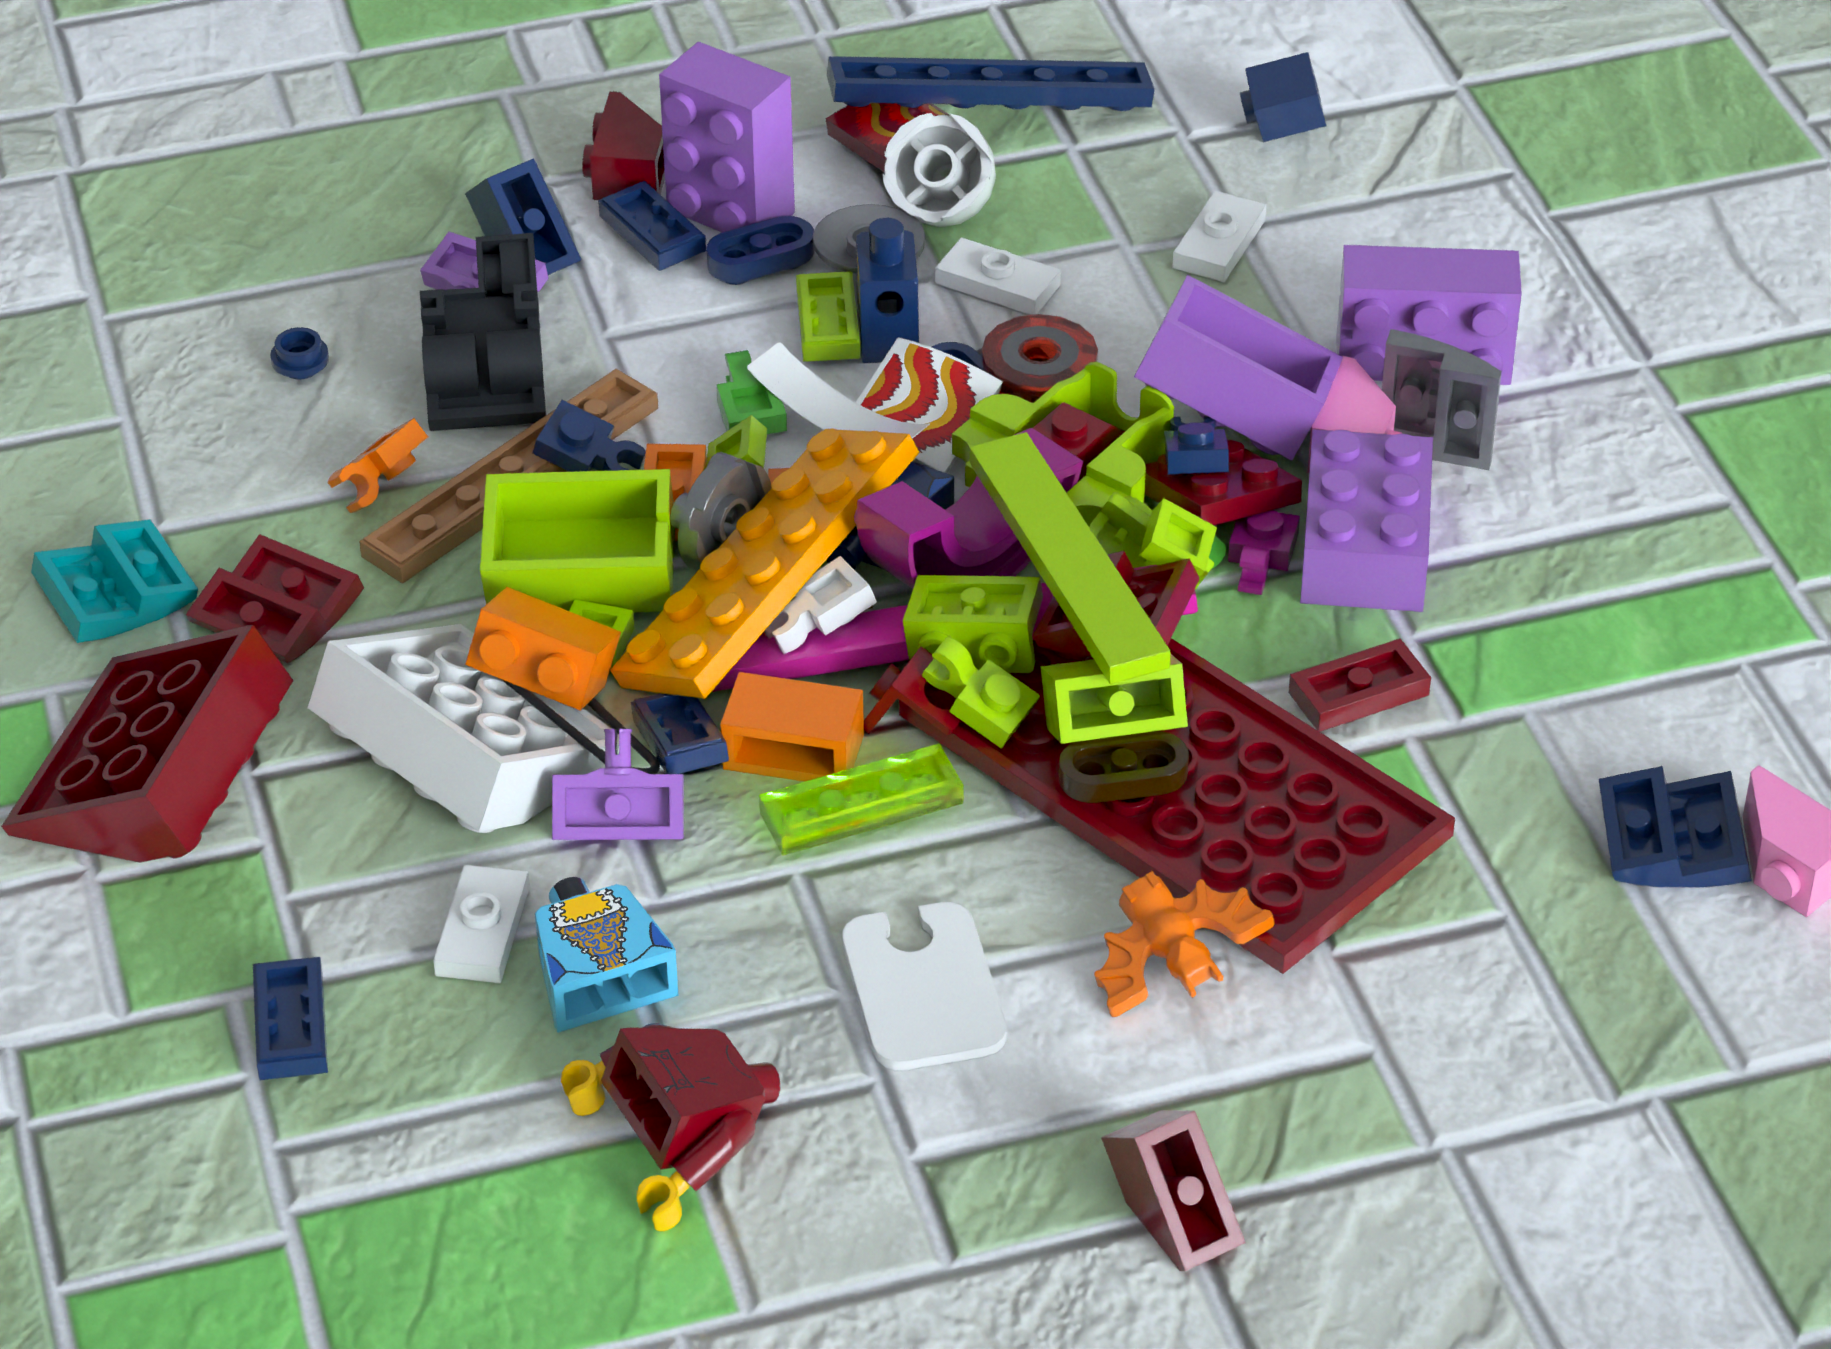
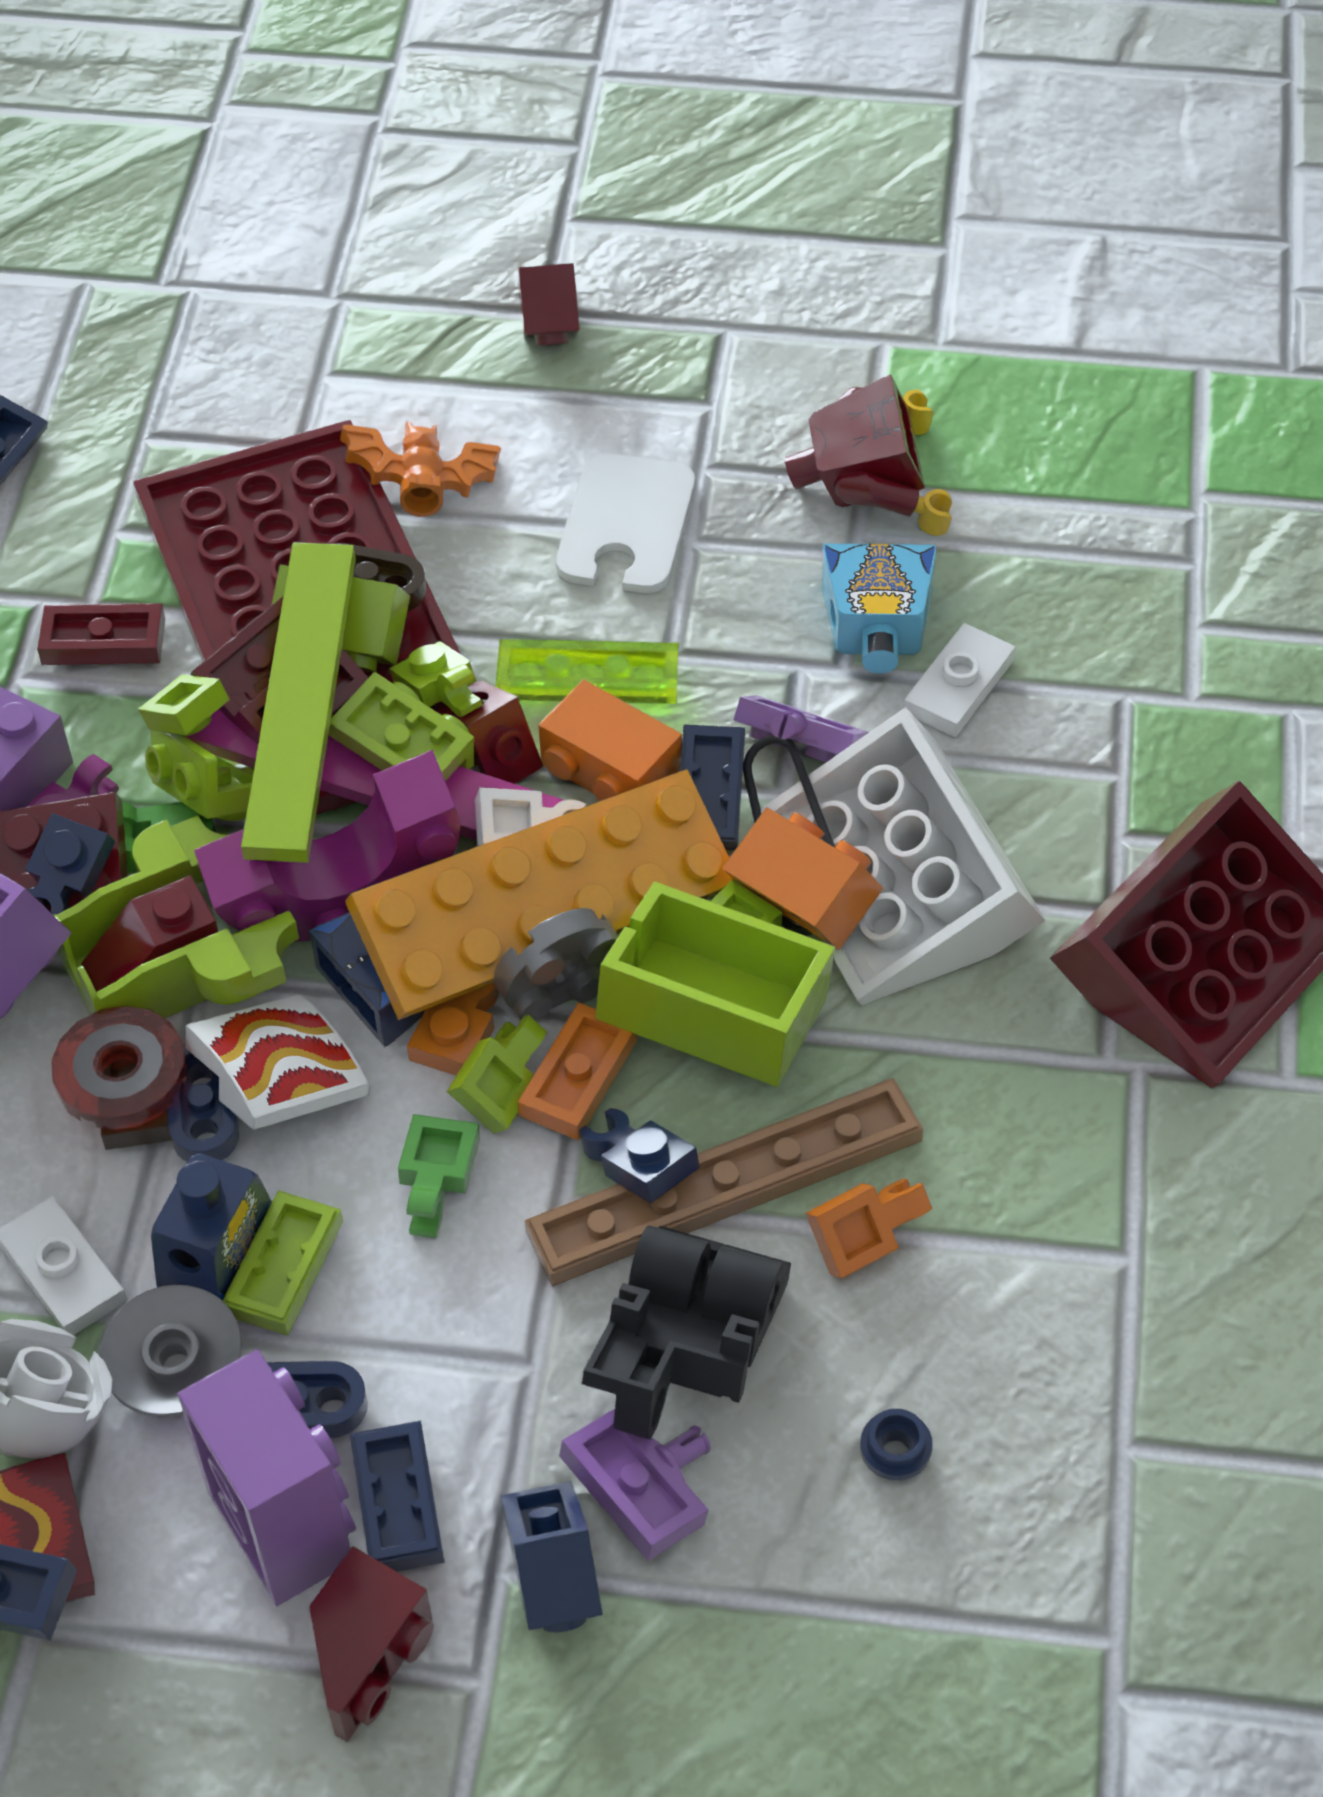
camera: 155 degrees left, 10 degrees up
(114, 583) = (1194, 1182): teal slope -> none
(281, 593) = (1033, 1092): dark red slope -> none
(289, 1018) = (1152, 637): dark blue plate -> none
(816, 399) = (359, 1065): white sticker -> none

